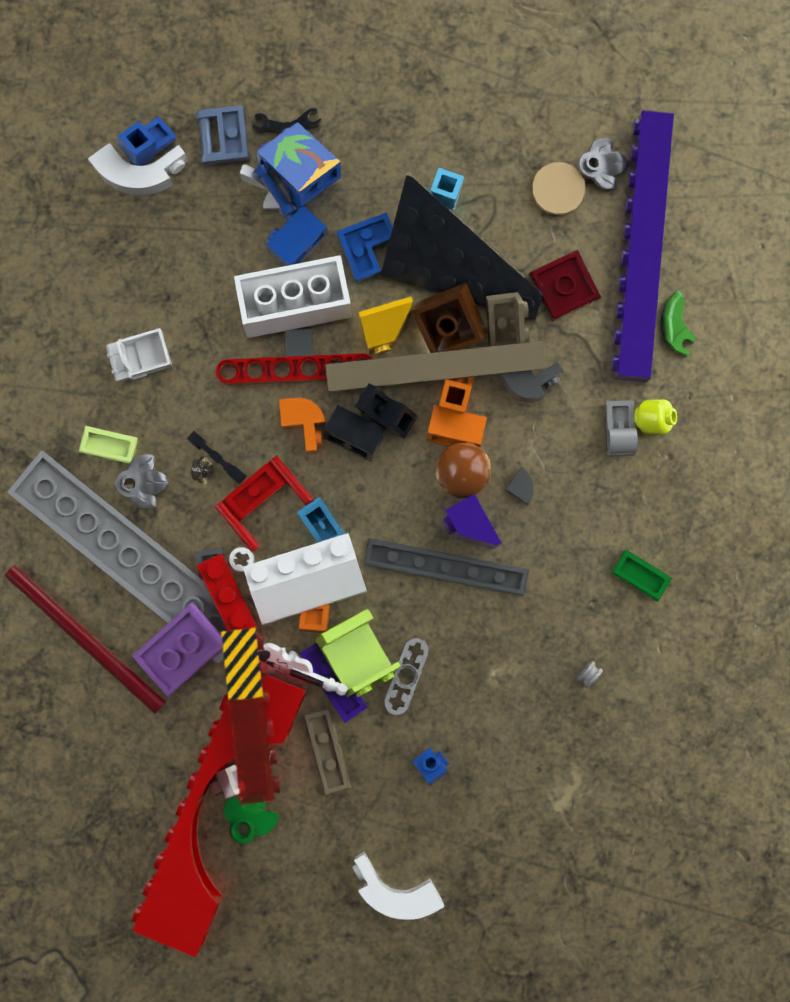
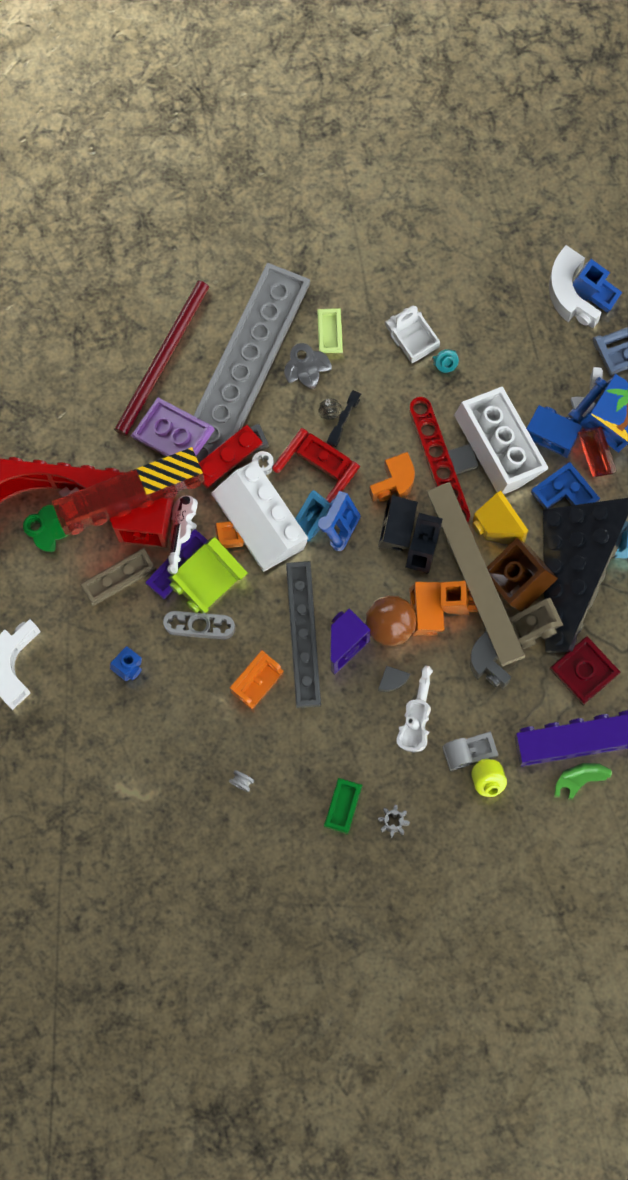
camera: 80 degrees right, 10 degrees down
(181, 328) = (446, 360): none -> teal plate
(336, 198) = (597, 451): none -> clear red tile
(337, 492) = (345, 516): none -> blue plate
(485, 630) = (256, 679): none -> orange hinge
(586, 481) = (413, 735): none -> white piece
(675, 520) = (394, 814): none -> light grey gear

